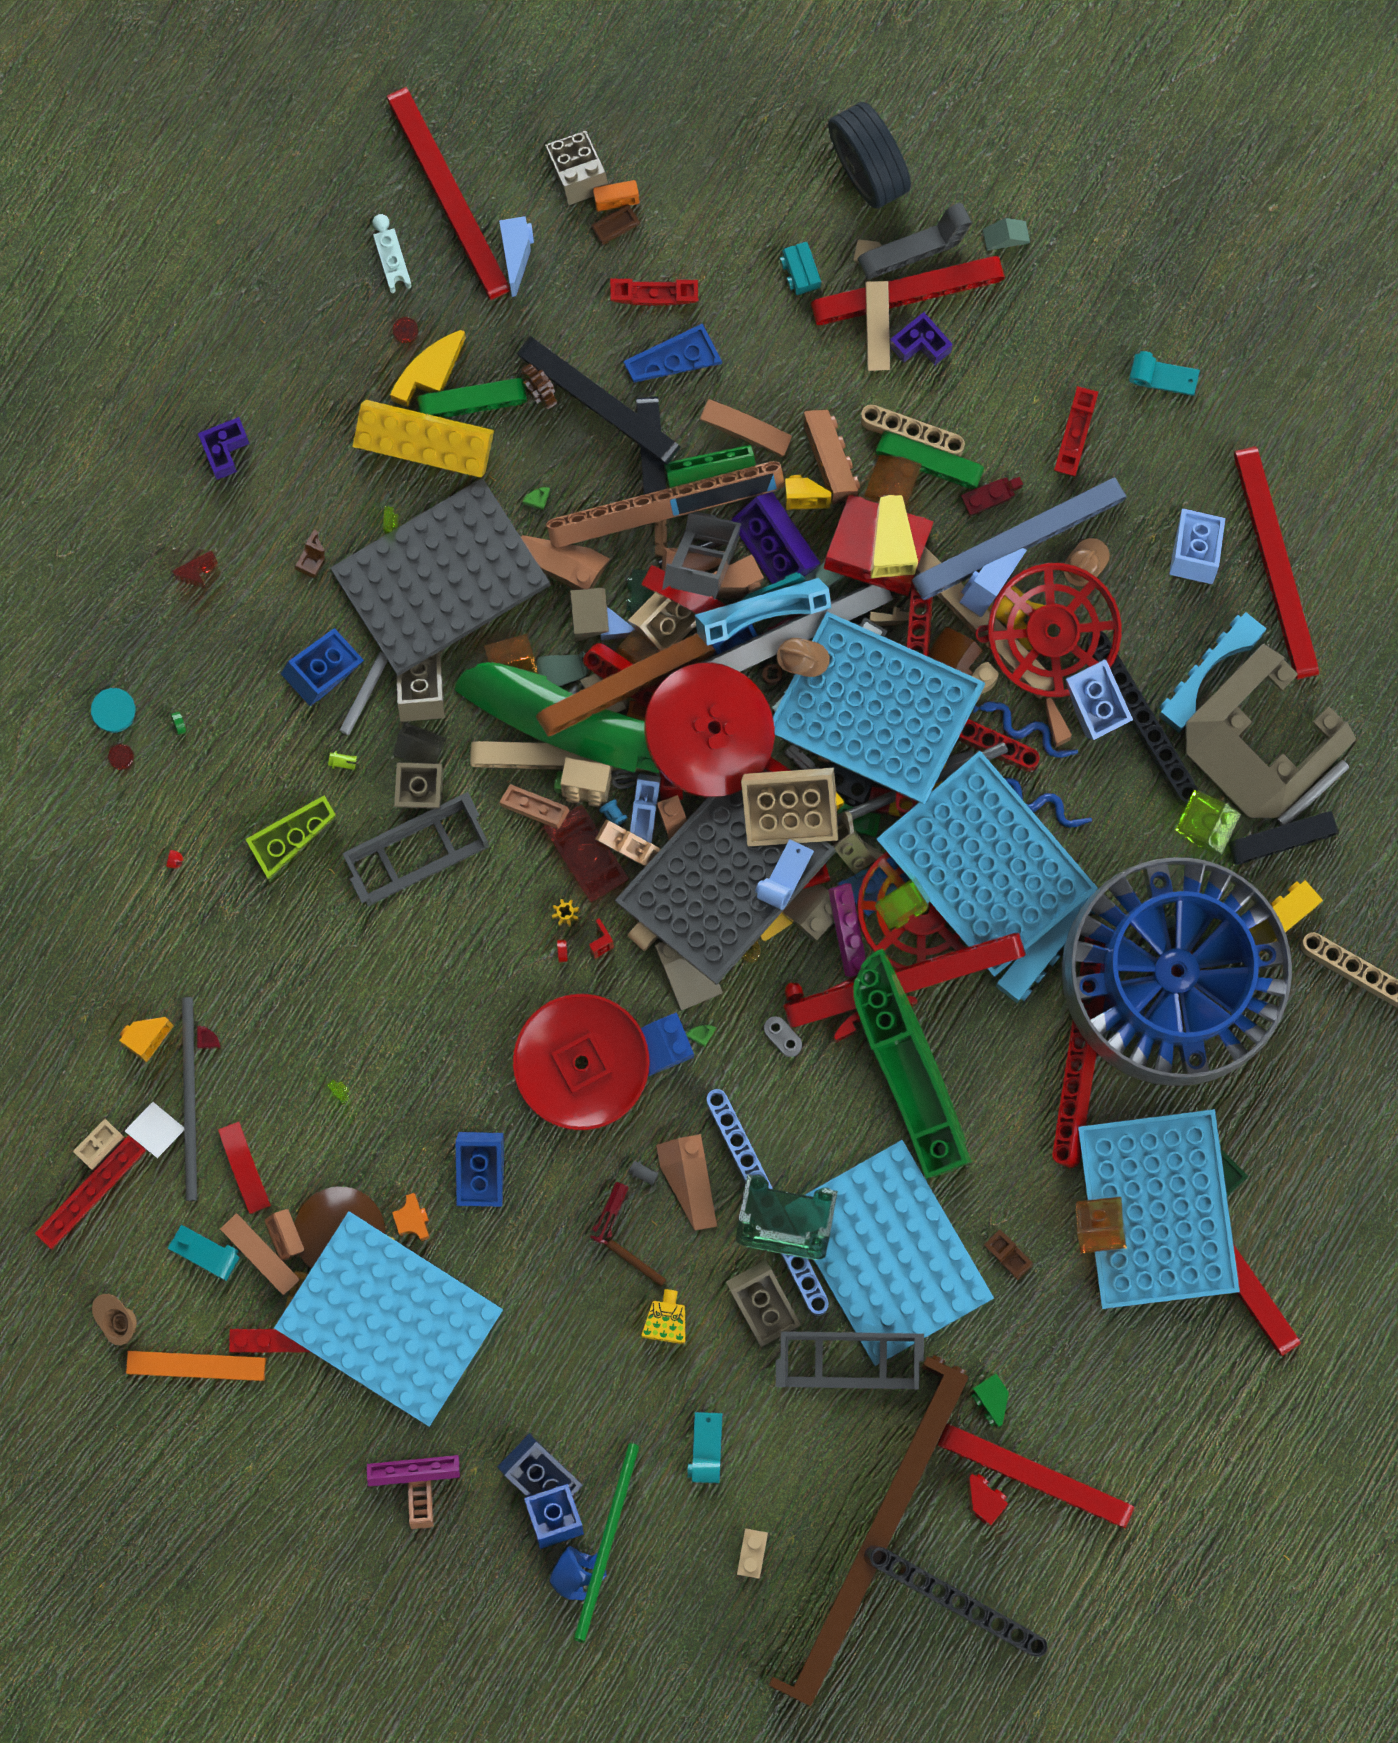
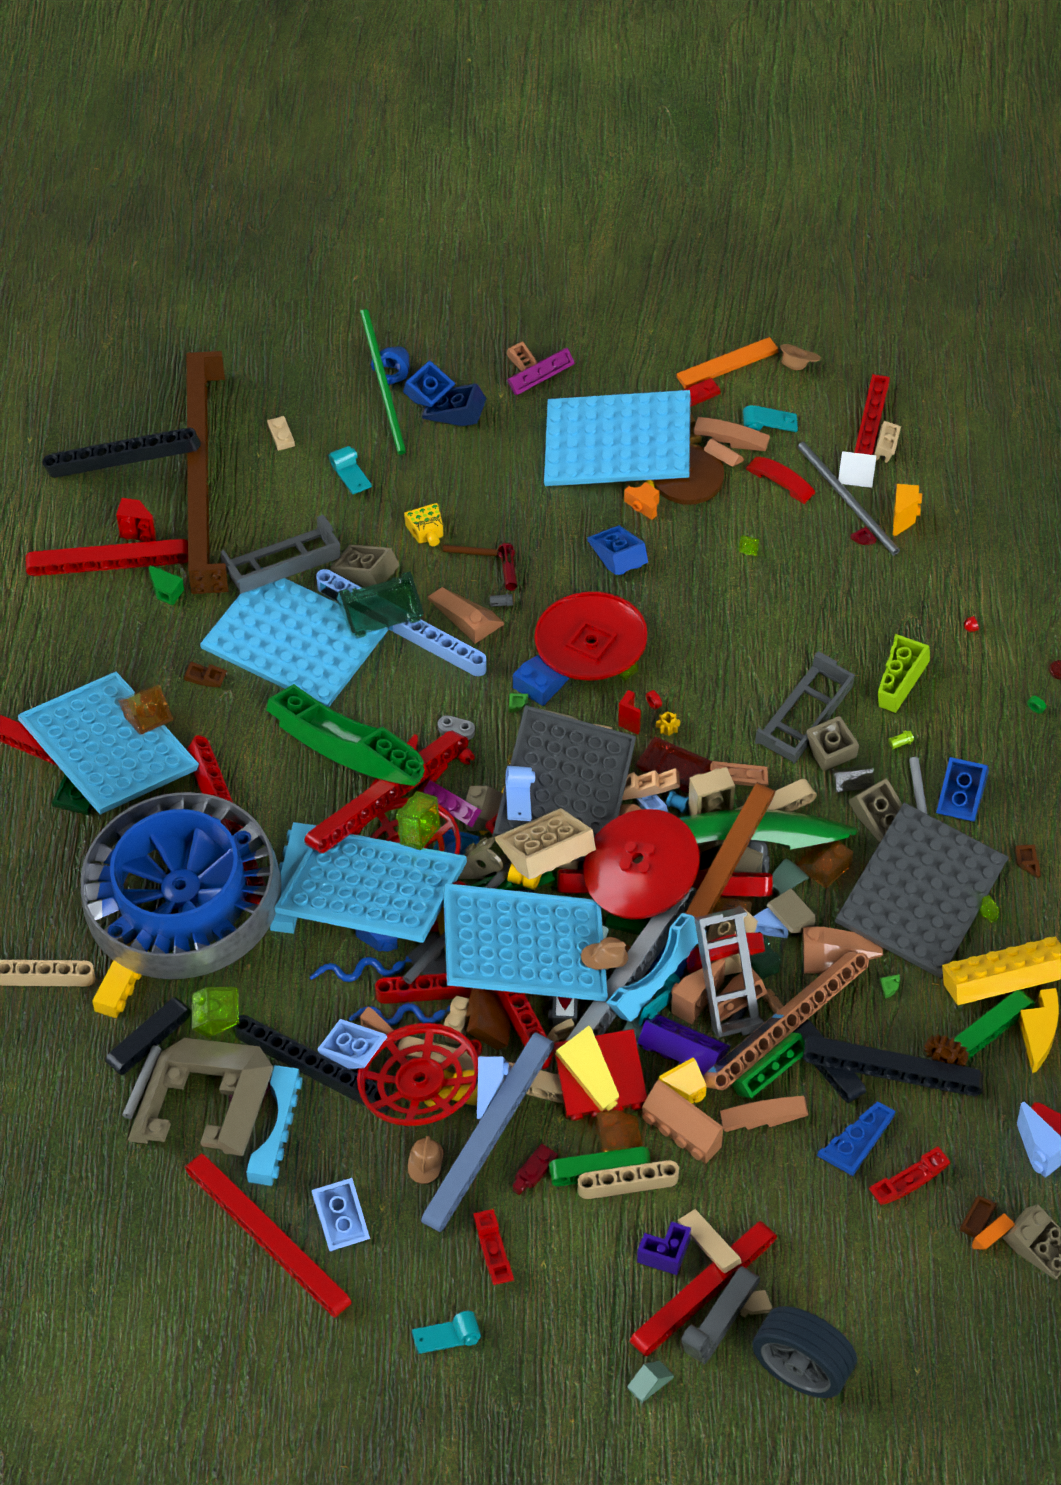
camera: 150 degrees right, 25 degrees down
(801, 268) = (803, 1258): teal brick -> none

